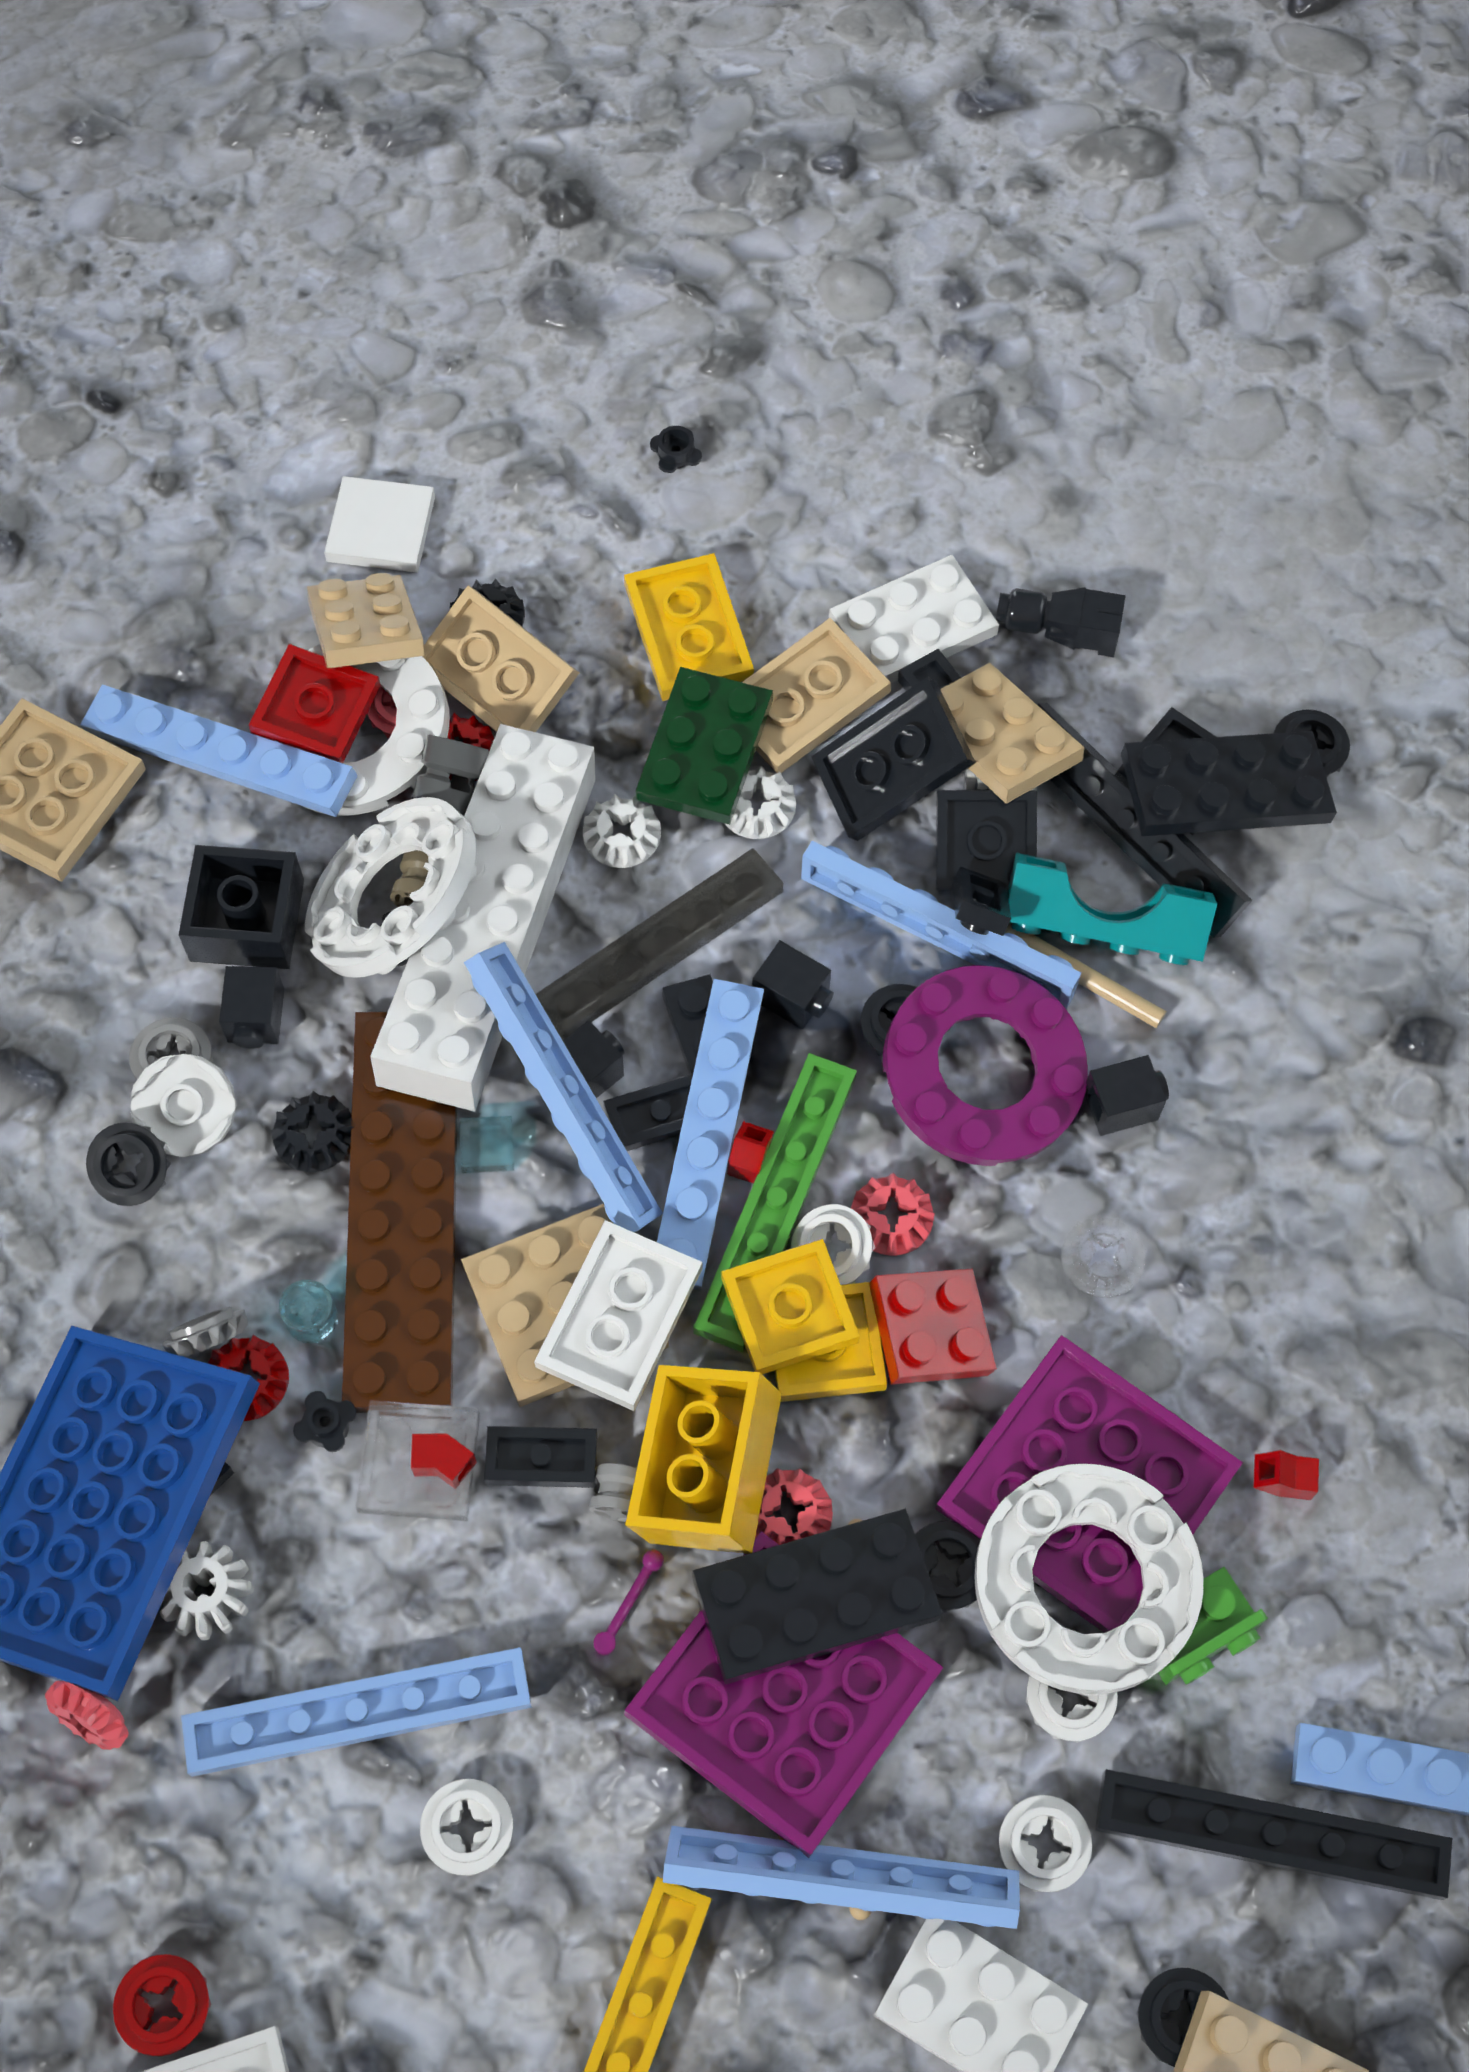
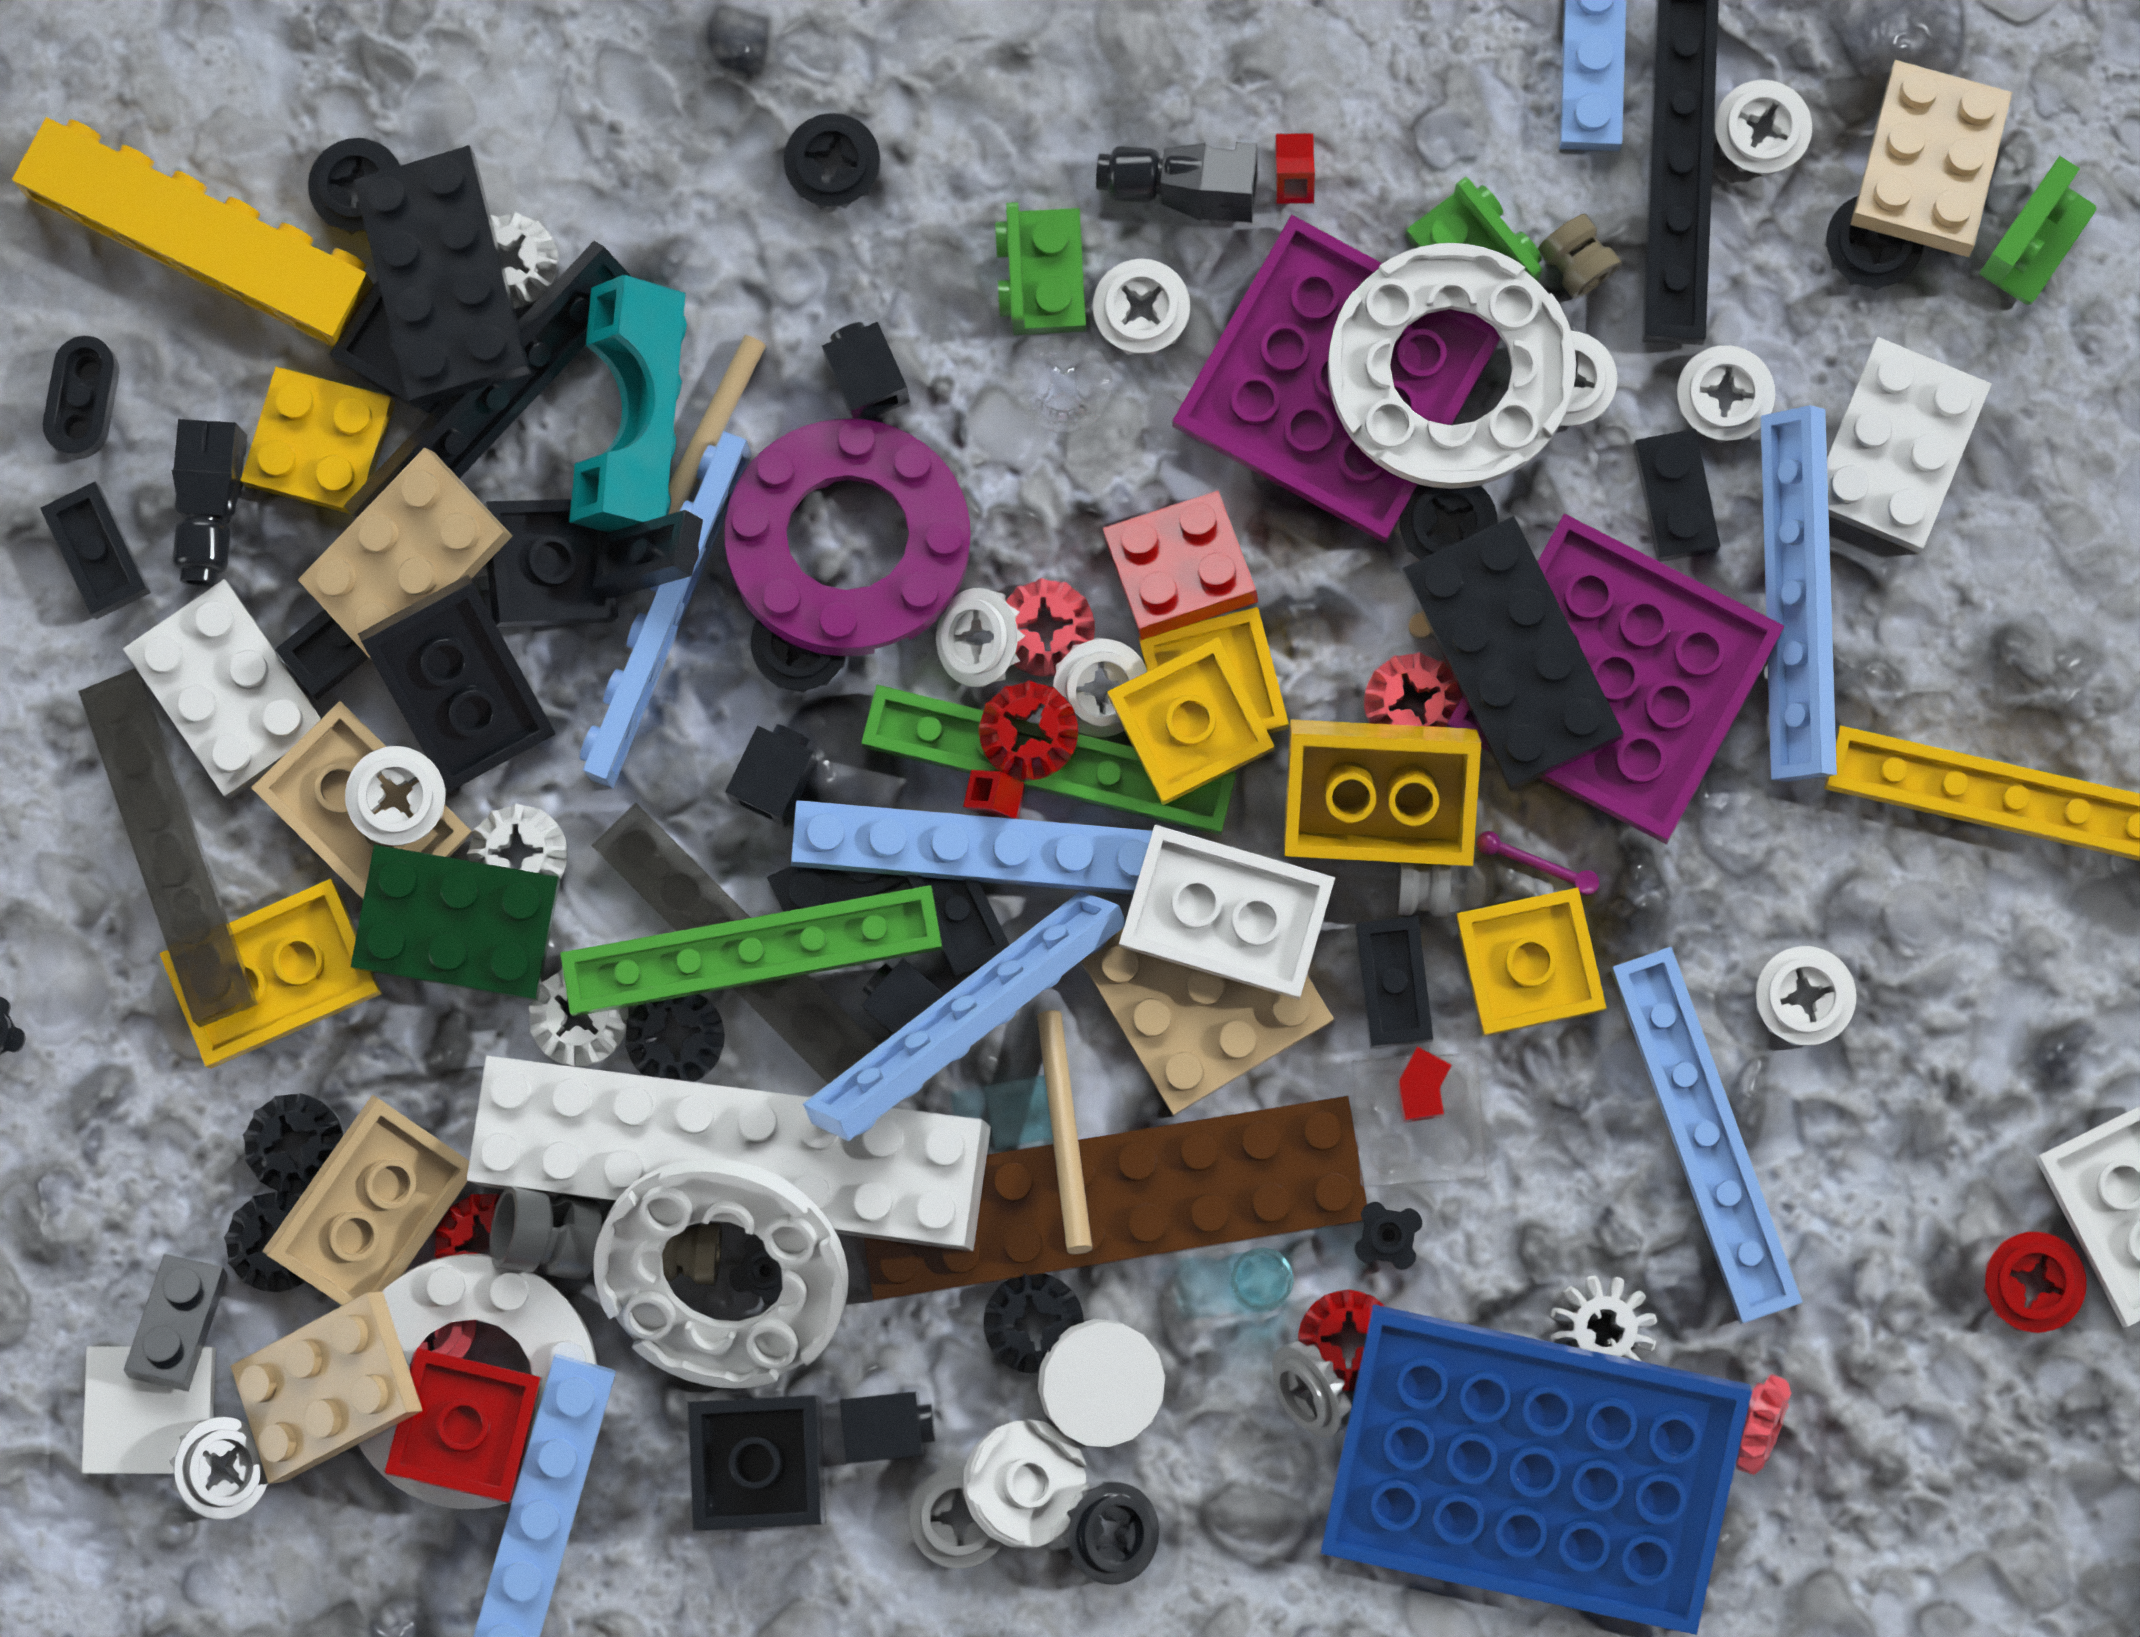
camera: 90 degrees left, 15 degrees up
(250, 1172) = (1101, 1383): none -> white tile
(323, 533) = (191, 1471): none -> gear
(437, 541) = (175, 1322): none -> plate
(459, 1166) = (1064, 1132): none -> tan bar
(538, 1578) = (1530, 962): none -> yellow plate
(578, 625) = (266, 1130): none -> black gear
(612, 907) = (698, 1052): none -> black gear
(646, 948) = (751, 951): none -> bright green plate
(791, 565) = (167, 848): none -> clear smoke plate
(801, 1201) = (1035, 758): none -> red gear
(815, 691) = (365, 794): none -> white gear
(867, 1152) = (969, 614): none -> white gear
(952, 1782) = (1676, 495): none -> black plate
(1030, 543) = (95, 550): none -> black plate
(1106, 697) = (316, 439): none -> yellow plate
(1151, 544) = (77, 399): none -> black plate
(1168, 1304) = (1141, 279): none -> white gear
(1187, 1721) = (1579, 256): none -> dark tan wheel
(1207, 1248) = (1044, 270): none -> bright green bracket
(1244, 865) = (537, 255): none -> white gear
(1278, 625) = (192, 231): none -> yellow brick
(1282, 1379) = (1189, 178): none -> black piece
(1331, 1918) = (1751, 103): none -> white gear
(1333, 1086) = (816, 139): none -> black gear

